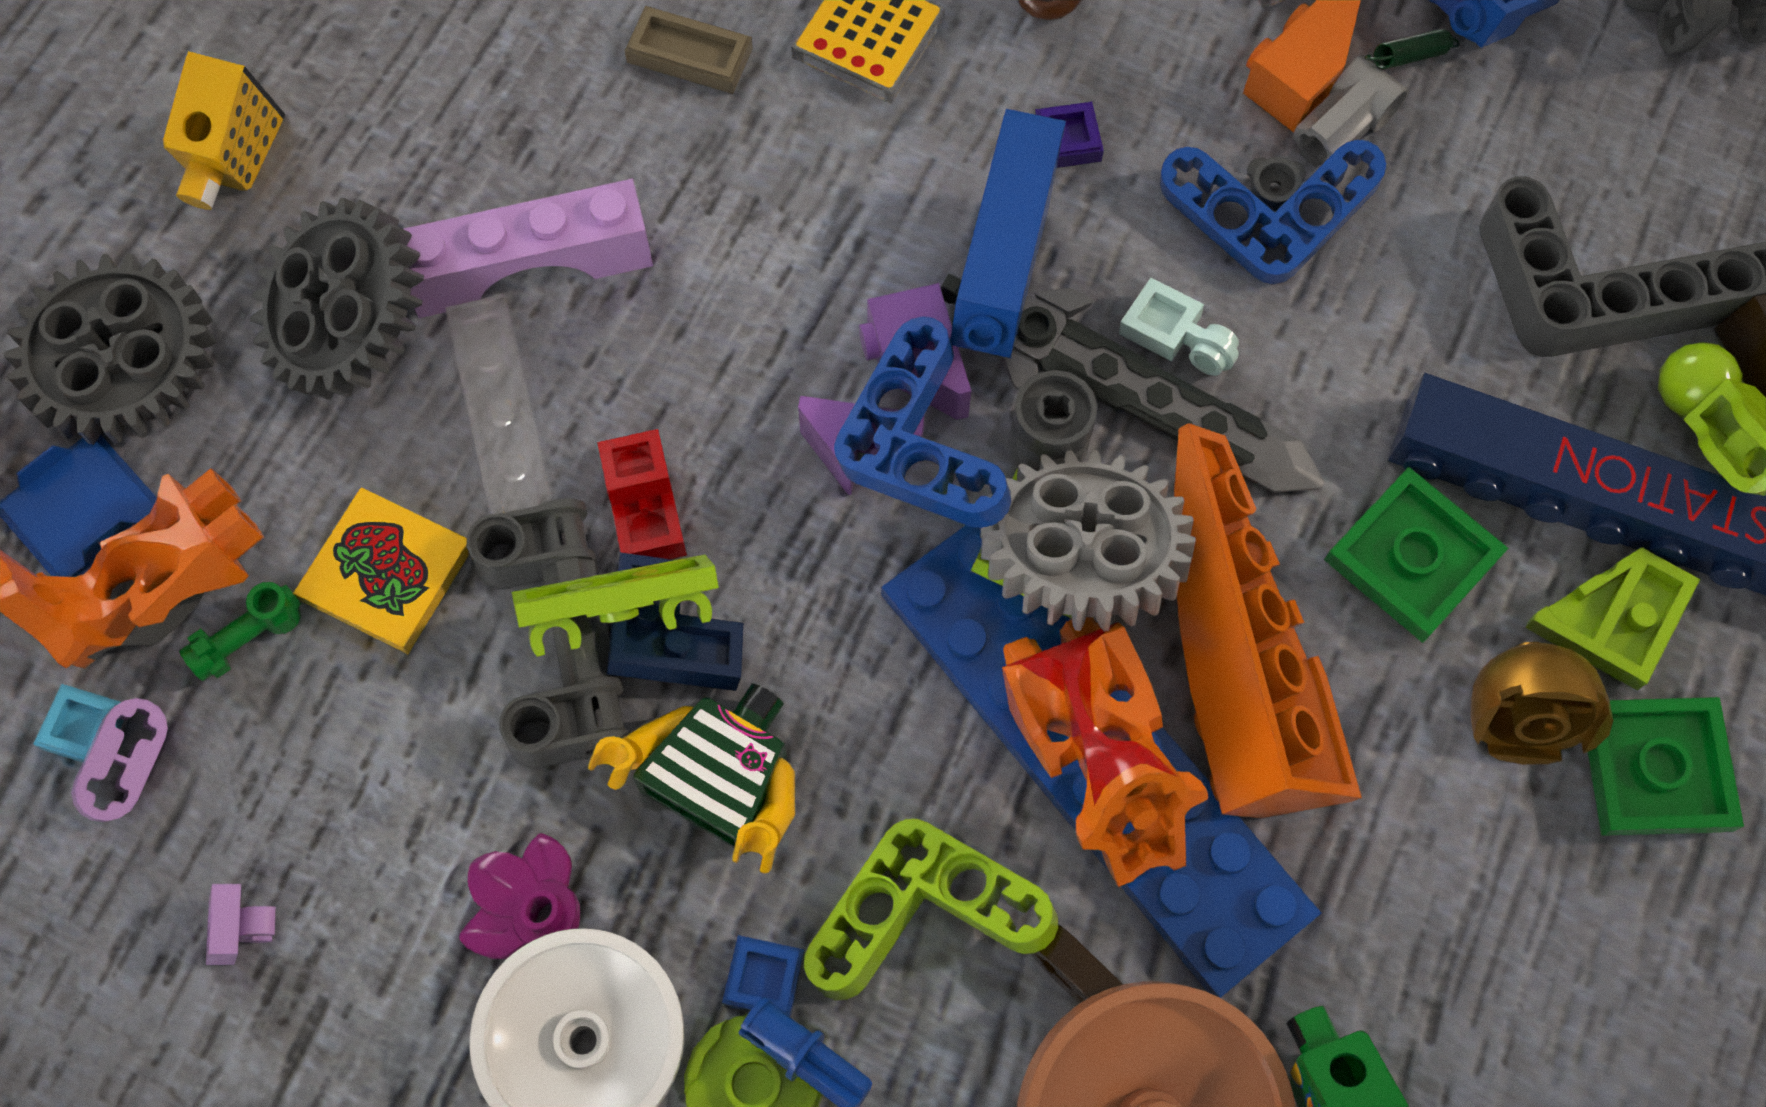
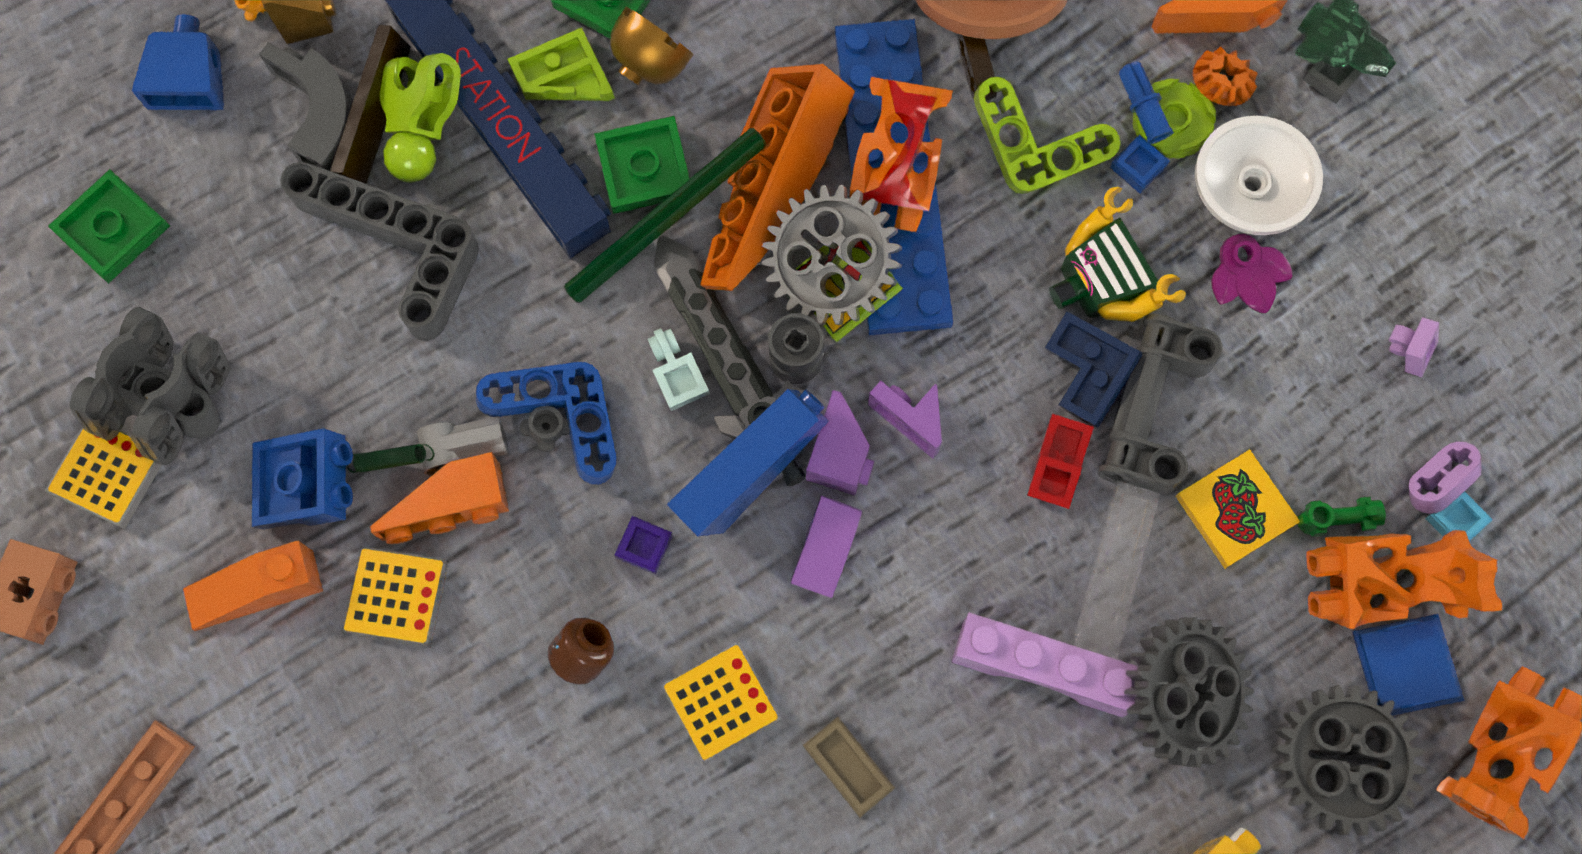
camera: 145 degrees left, 5 degrees up
(615, 597) = (1118, 382): lime plate -> none
(860, 237) = (826, 546): none -> medium lavender slope
(899, 446) = (903, 365): blue beam -> none
(1333, 501) = (665, 215): none -> dark green axle

